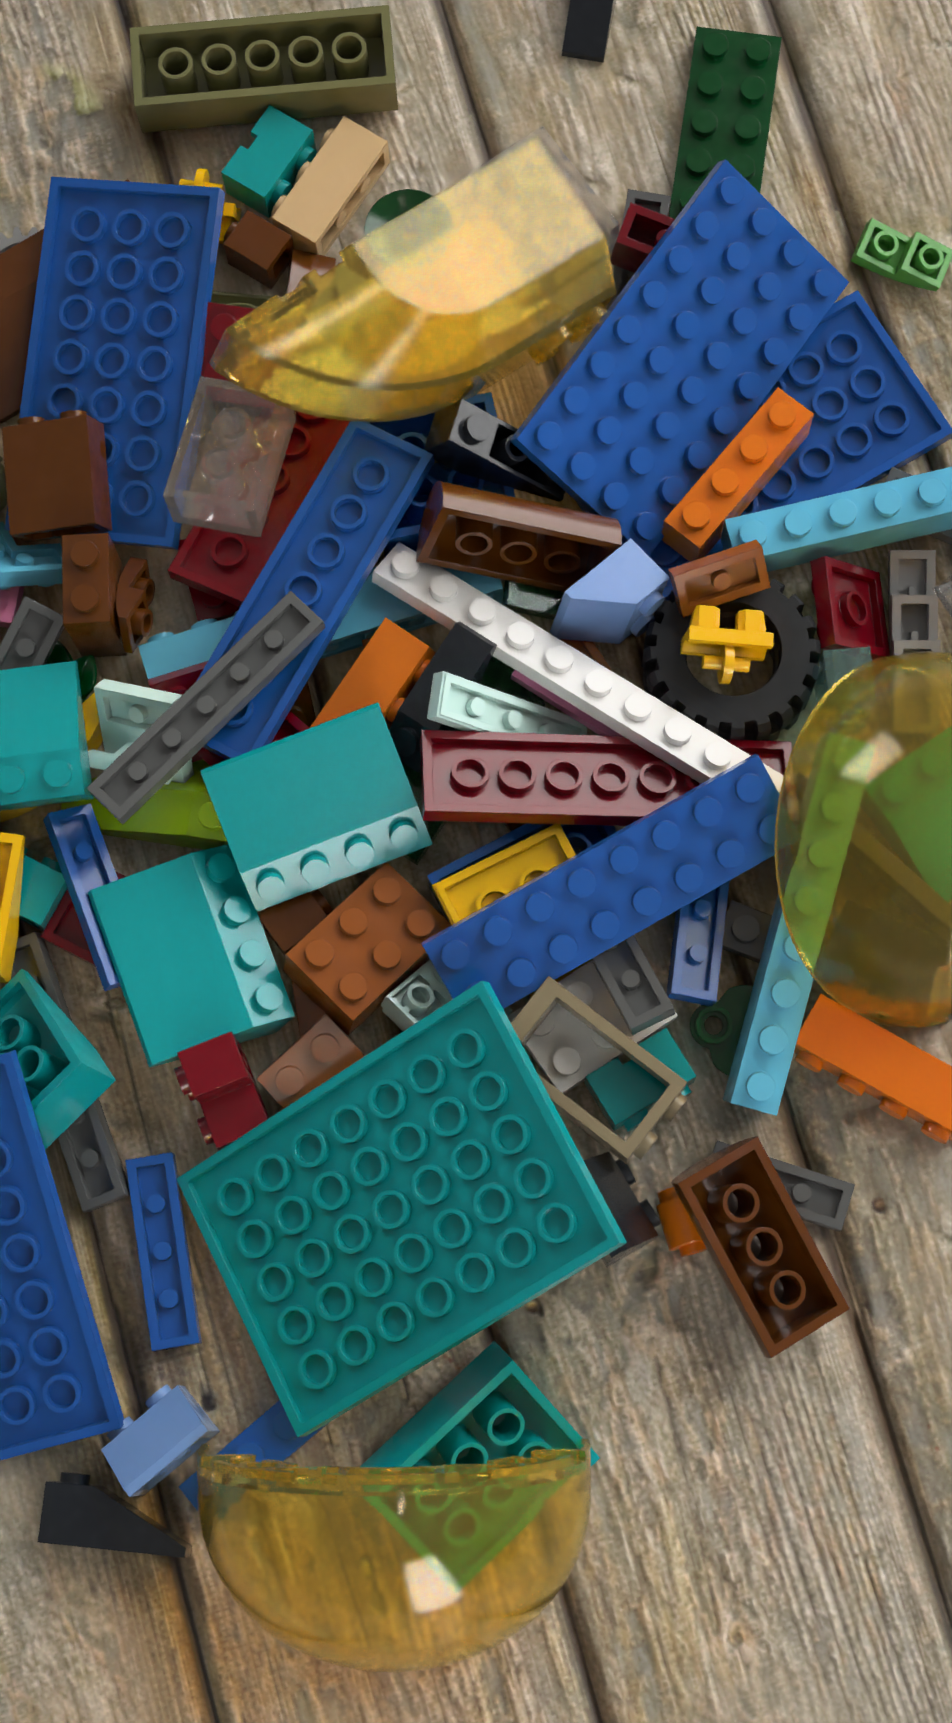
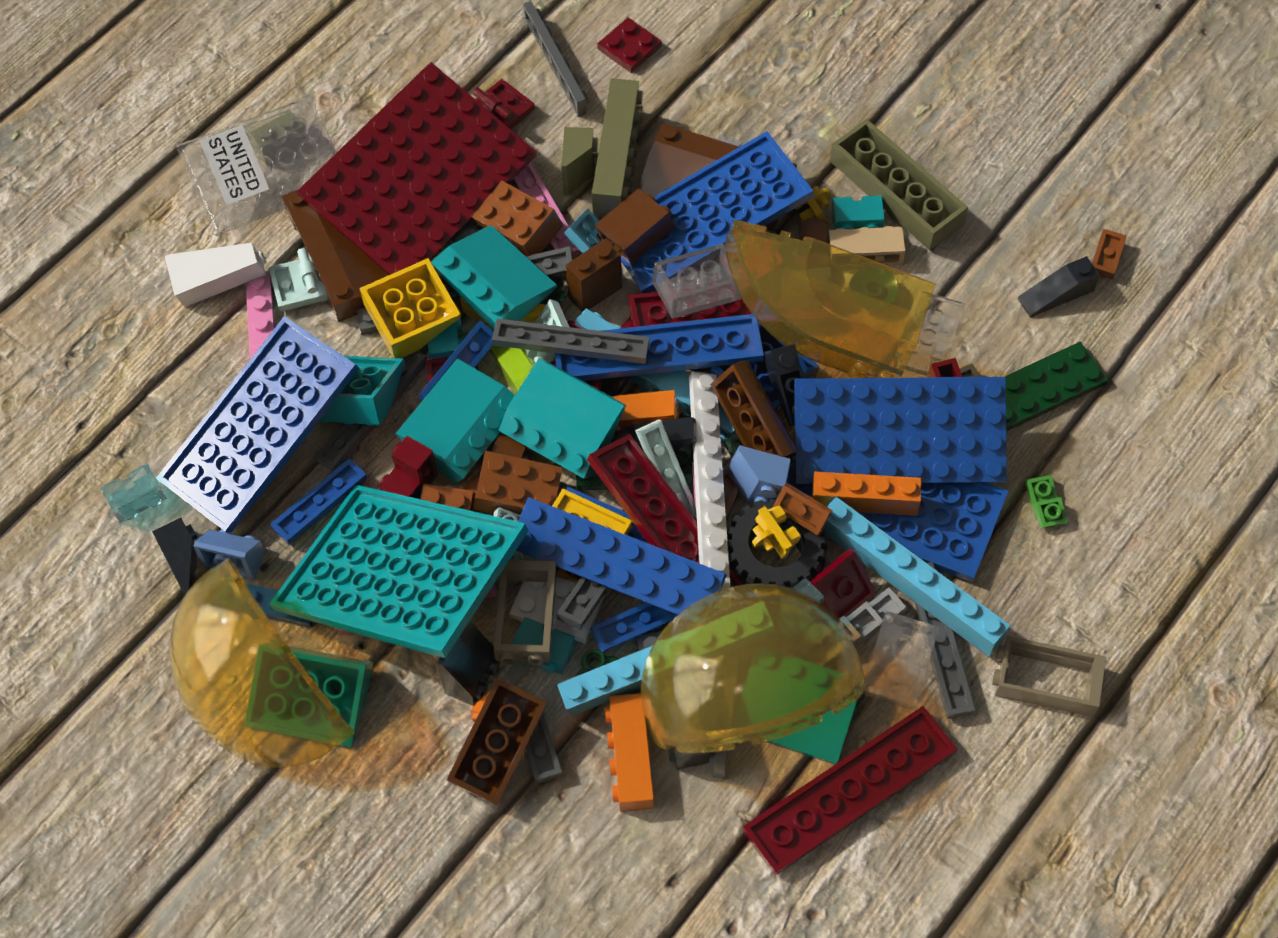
camera: 50 degrees right, 15 degrees down
(133, 596) = (603, 293): reddish brown slope -> none

